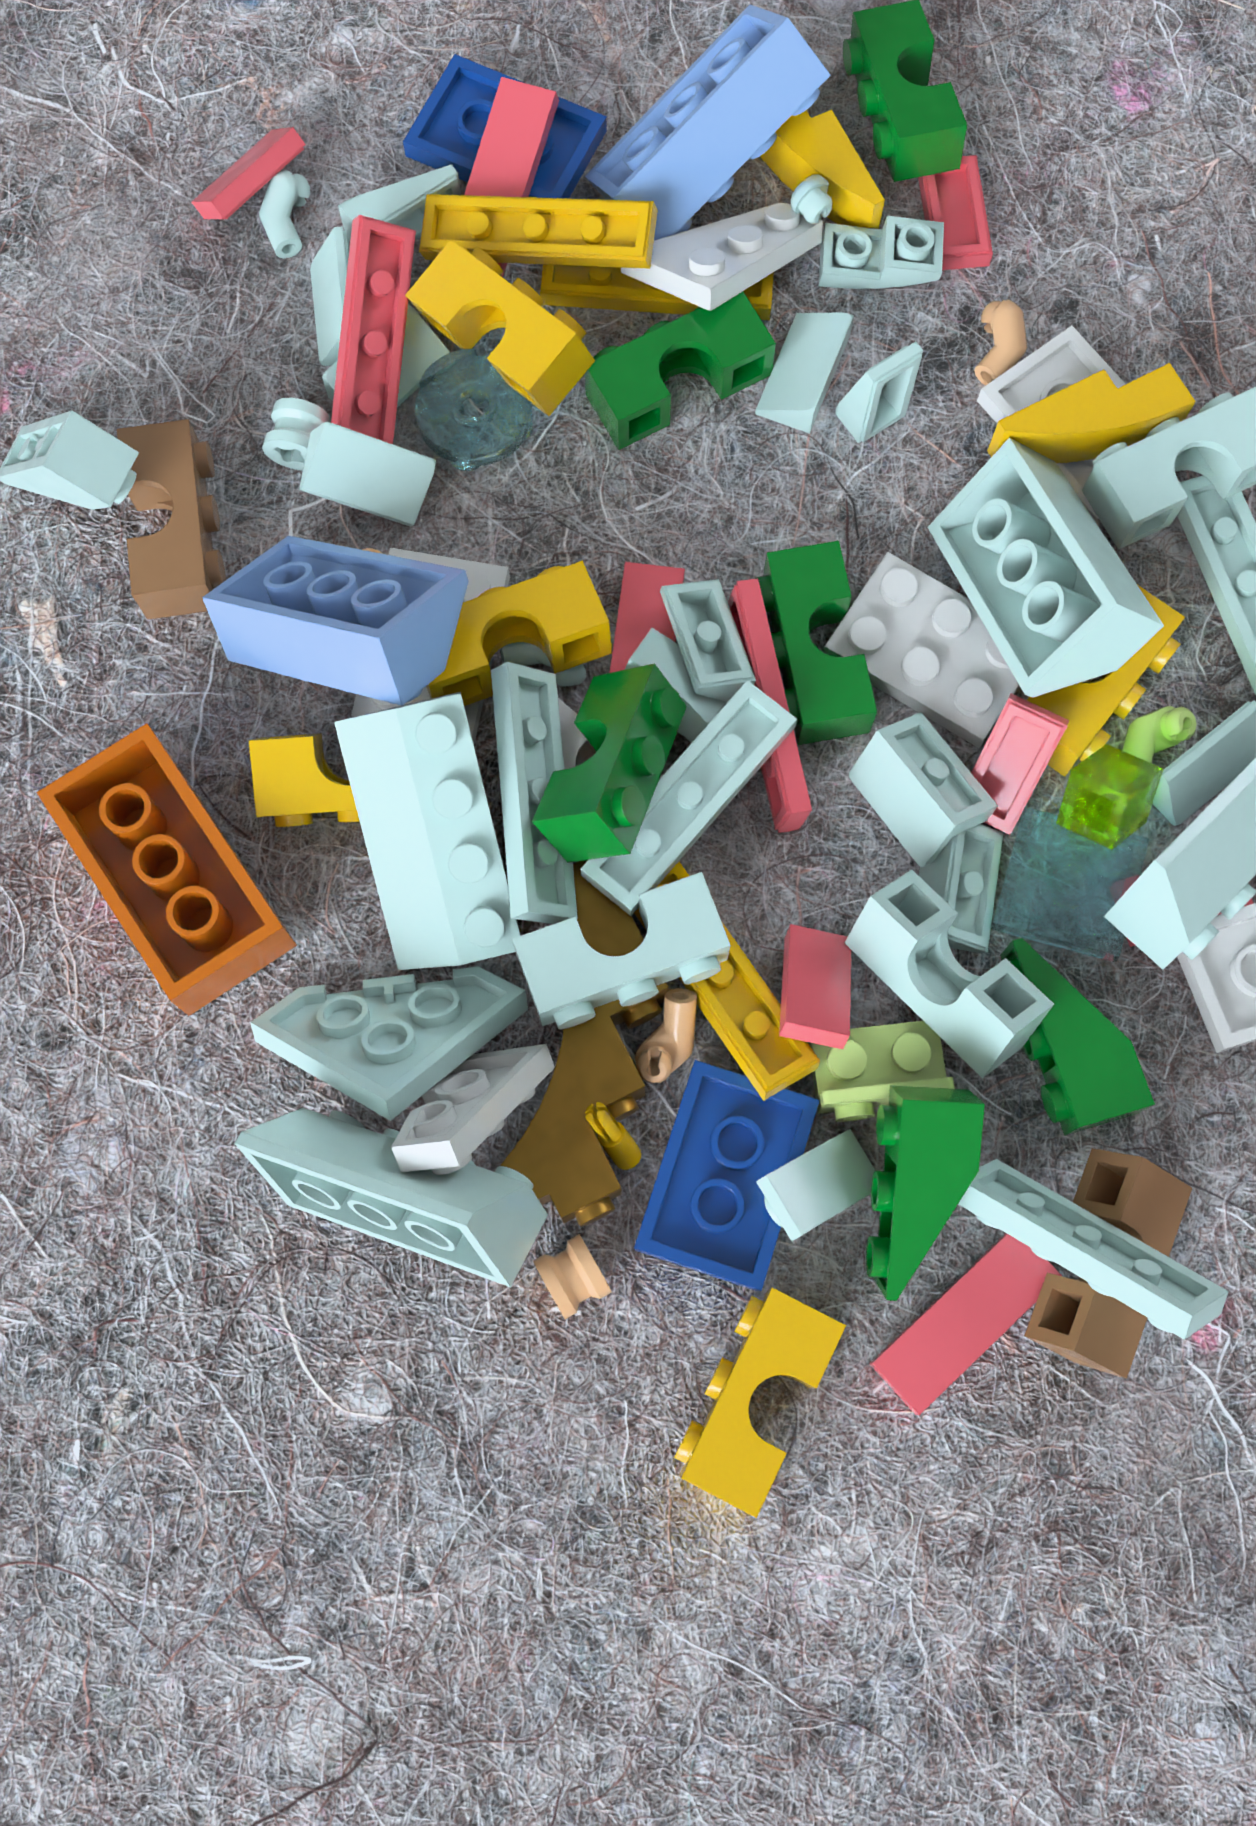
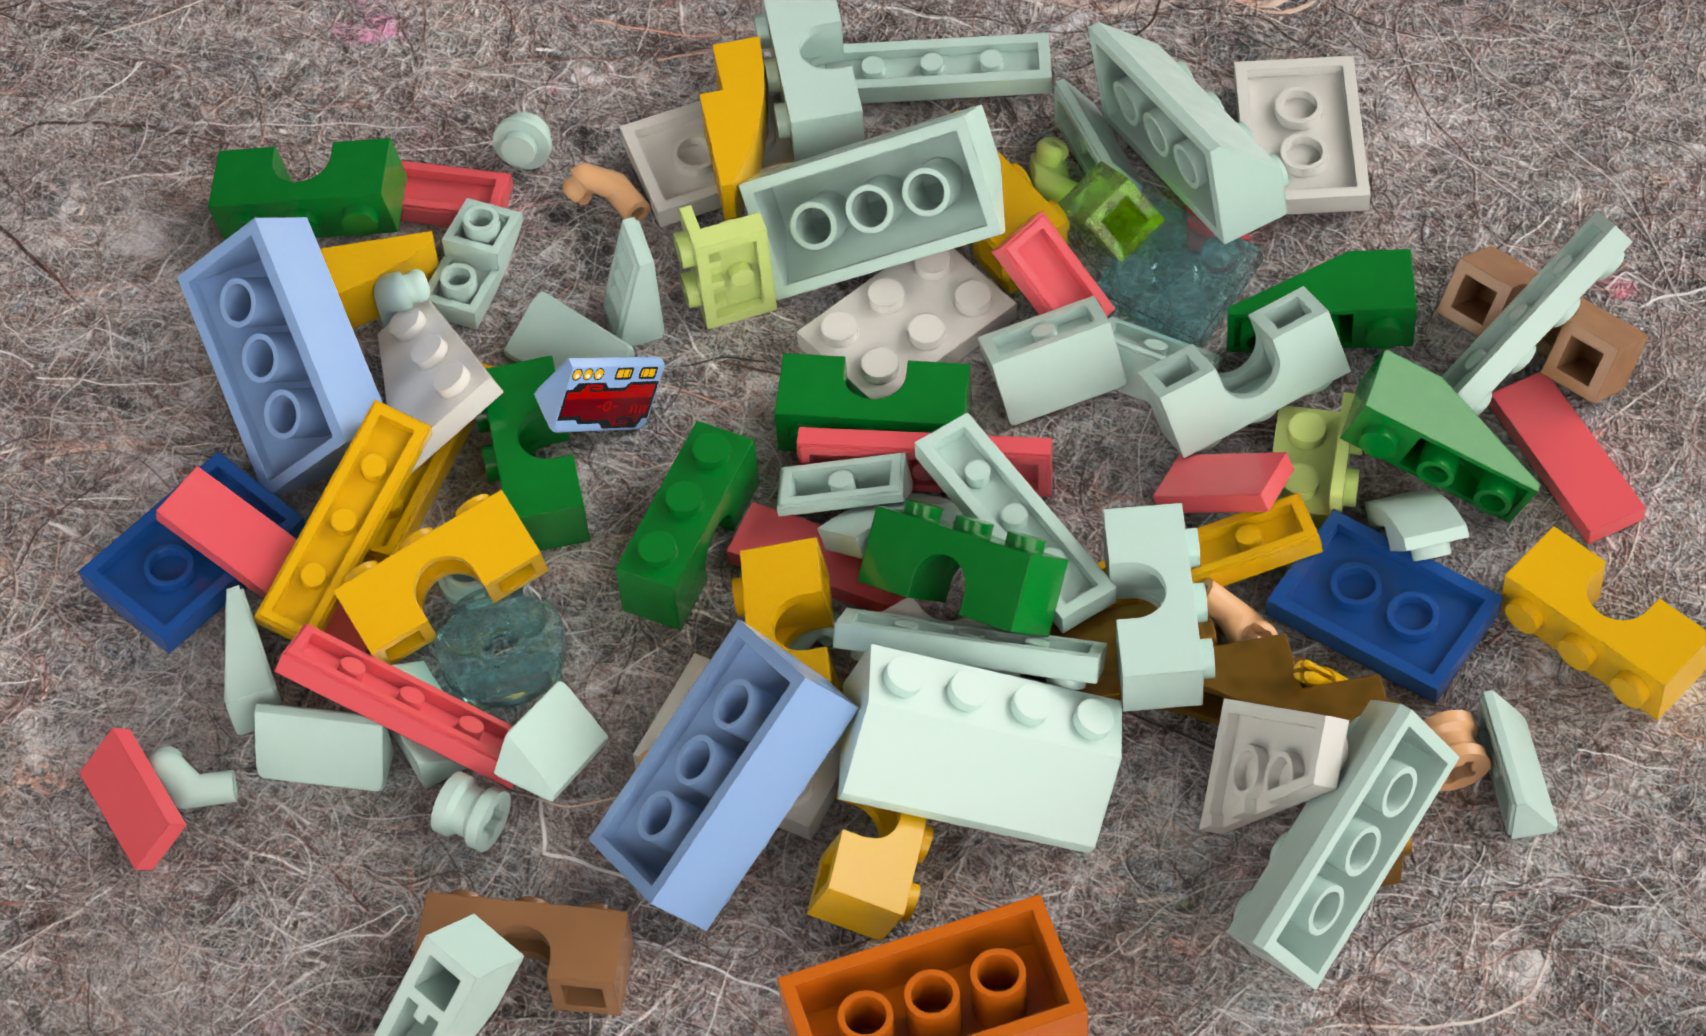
camera: 70 degrees left, 20 degrees down
(391, 1036) = (1170, 848): light aqua plate -> none
(575, 1346) = (1514, 769): none -> light aqua slope
(597, 508) = (667, 555): none -> green arch
(743, 397) = (600, 393): none -> slope
(923, 458) = (726, 268): none -> yellowish green bracket
(1031, 251) = (523, 141): none -> light aqua plate

